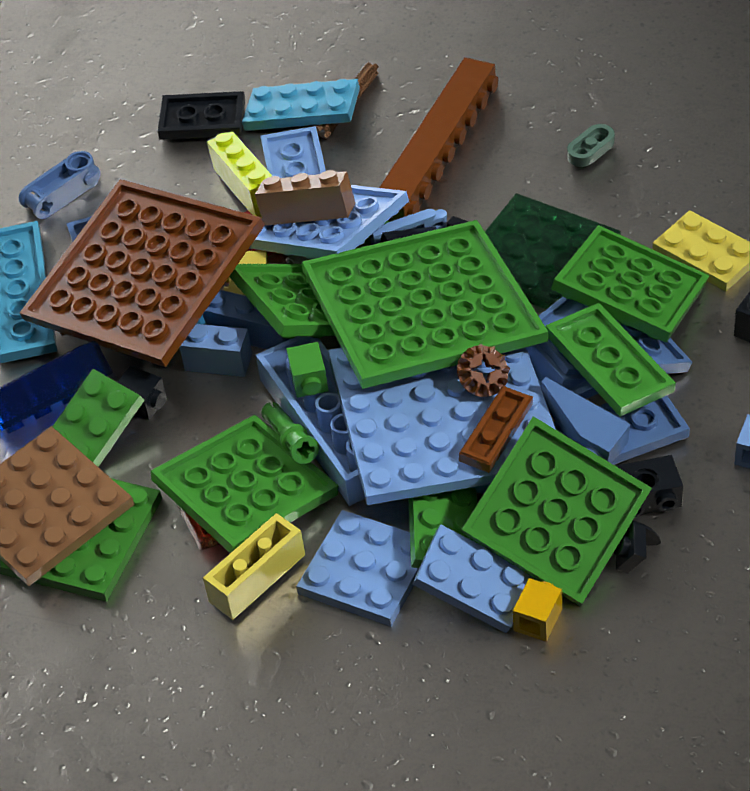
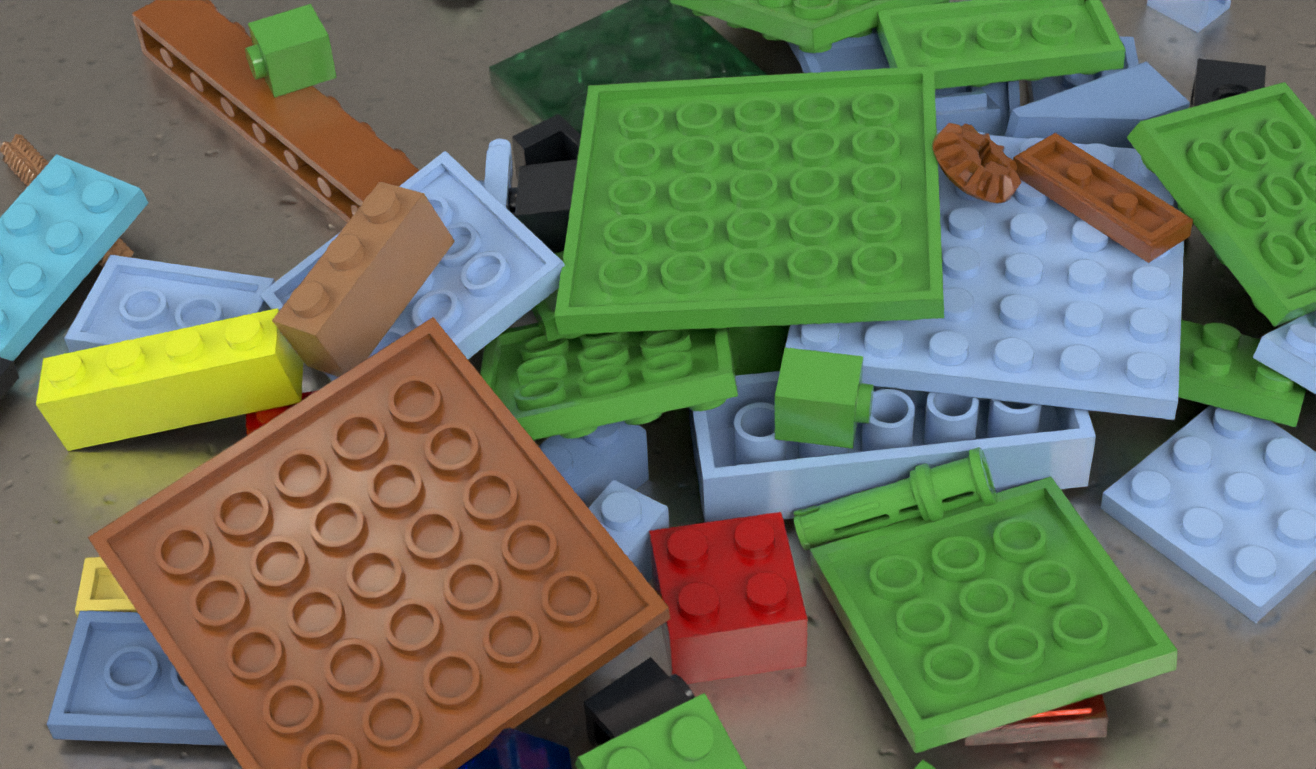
camera: 70 degrees left, 0 degrees up
(213, 395) = (729, 598): none -> red brick
(254, 566) = (1224, 651): light yellow brick -> none
(454, 115) = (290, 51): none -> bright green brick

